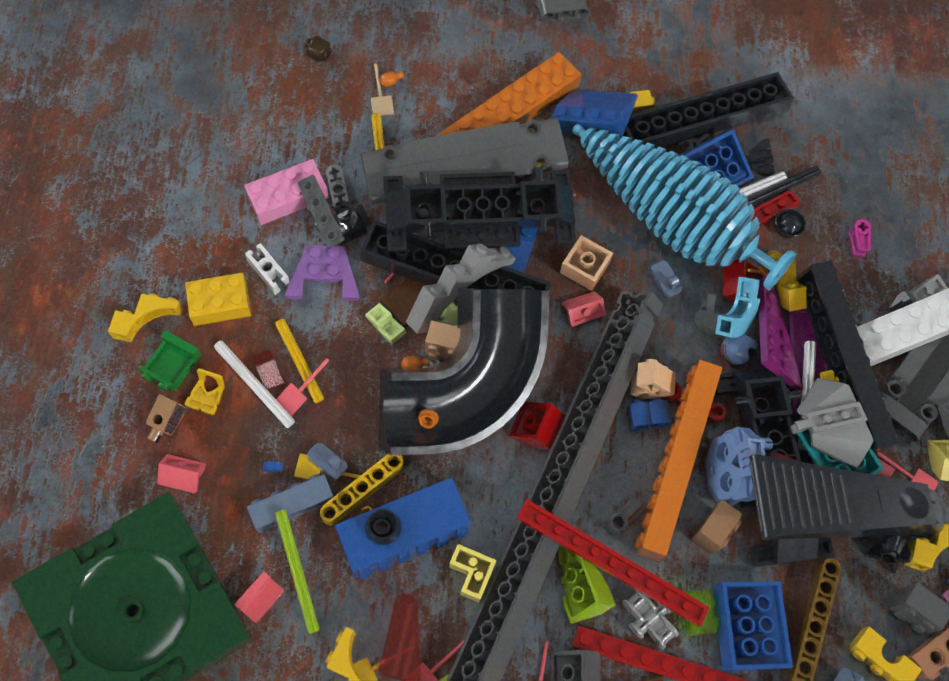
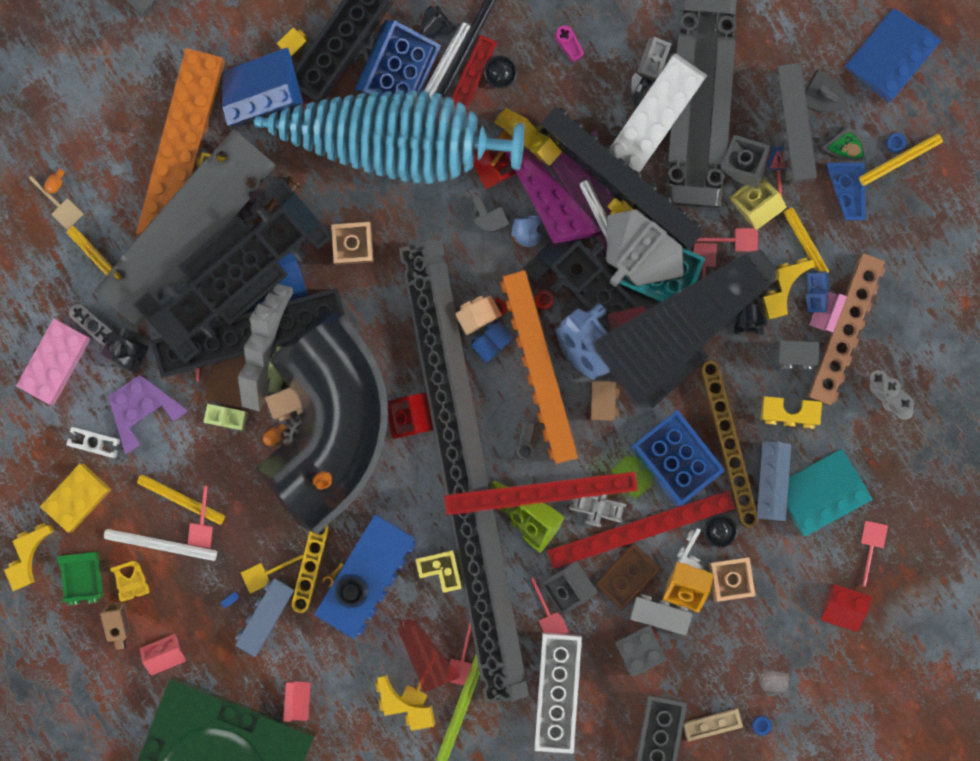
camera: 25 degrees left, 20 degrees up
(267, 370) = (161, 525): clear red slope -> none
(297, 571) = (309, 663): lime axle -> none
(321, 212) = (99, 363): dark grey bracket -> none
(327, 461) = (267, 564): sand blue piece -> none
(584, 308) = (377, 284): coral panel -> none
(666, 279) = (428, 204): sand blue piece -> none
(743, 311) = (512, 202): medium azure arch -> none

